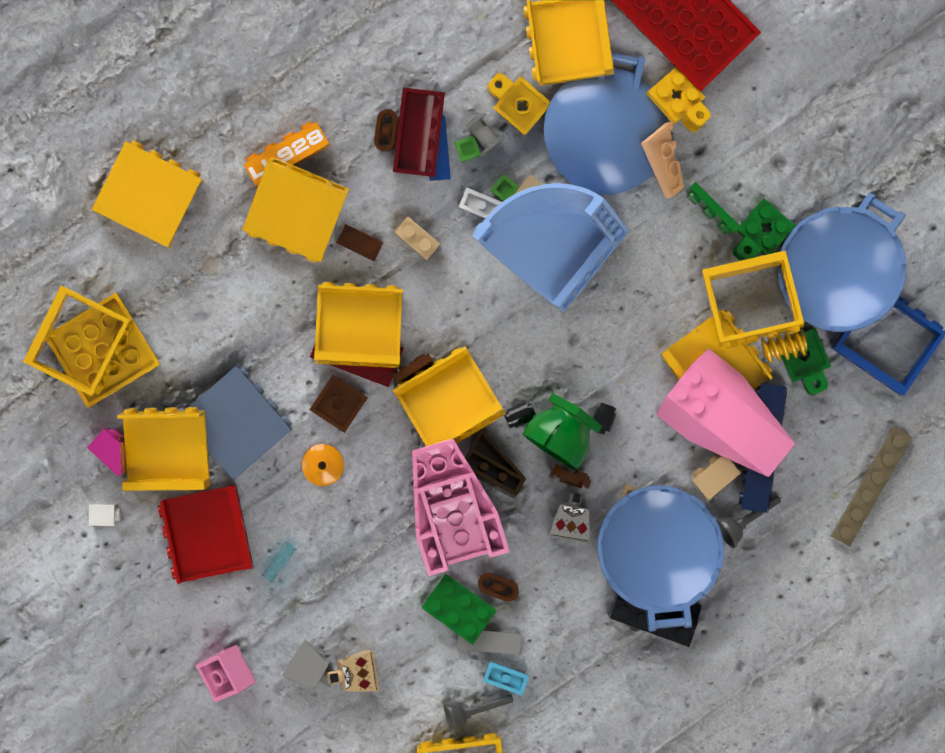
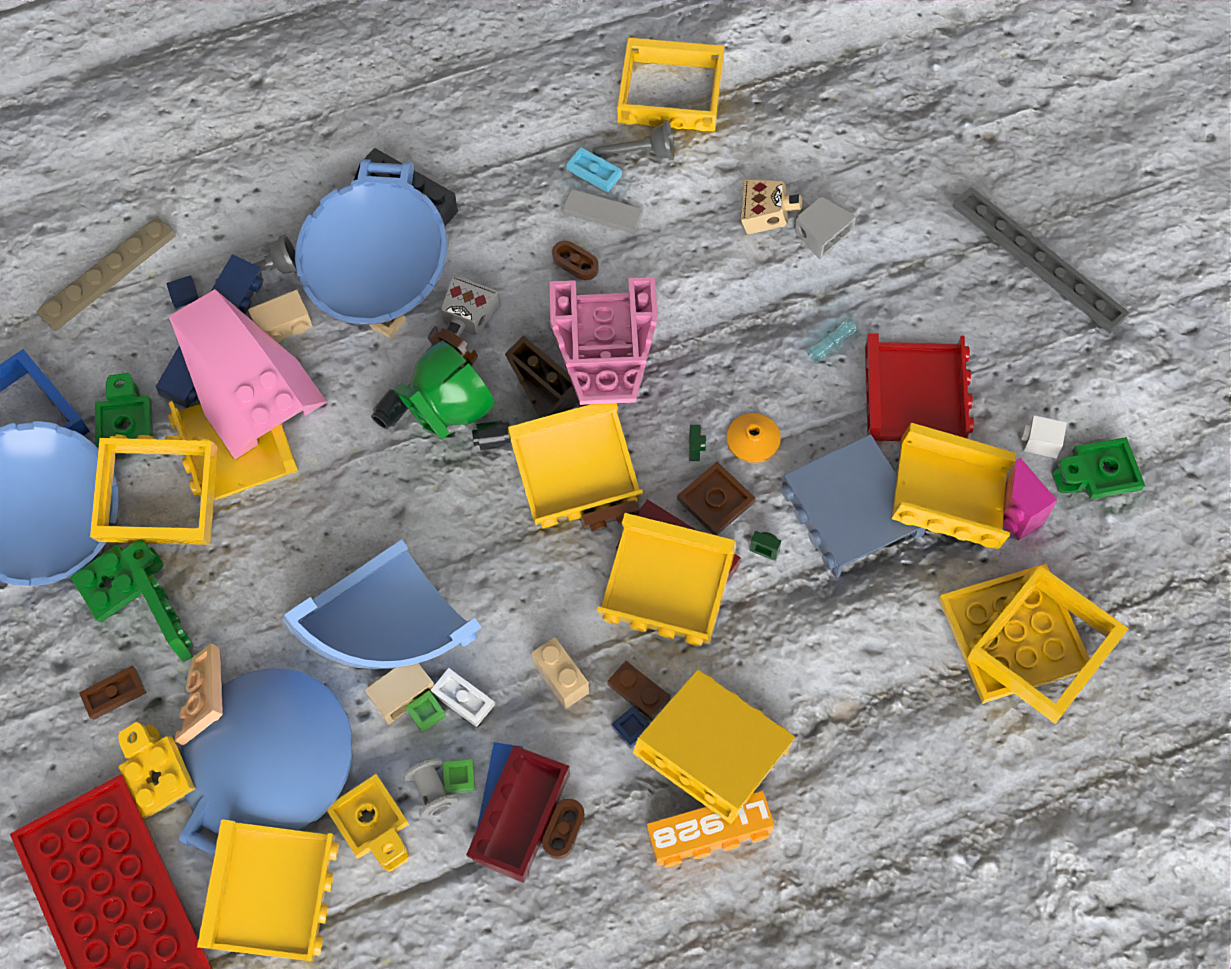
camera: 165 degrees left, 25 degrees down
(66, 492) = (1087, 471): none -> green plate
(130, 677) = (1041, 260): none -> dark grey plate
(147, 193) = (917, 821): yellow panel -> none
(225, 673) = (921, 237): bright pink slope -> none
(293, 375) = (765, 545): none -> dark green plate
(358, 214) = (630, 726): none -> dark blue tile
(363, 445) = (696, 442): none -> dark green plate
(459, 609) = (627, 245): green plate -> none
(730, 148) = (112, 692): none -> reddish brown plate
(784, 346) = (132, 429): yellow piece -> none
(803, 484) = (182, 291): none -> dark blue tile

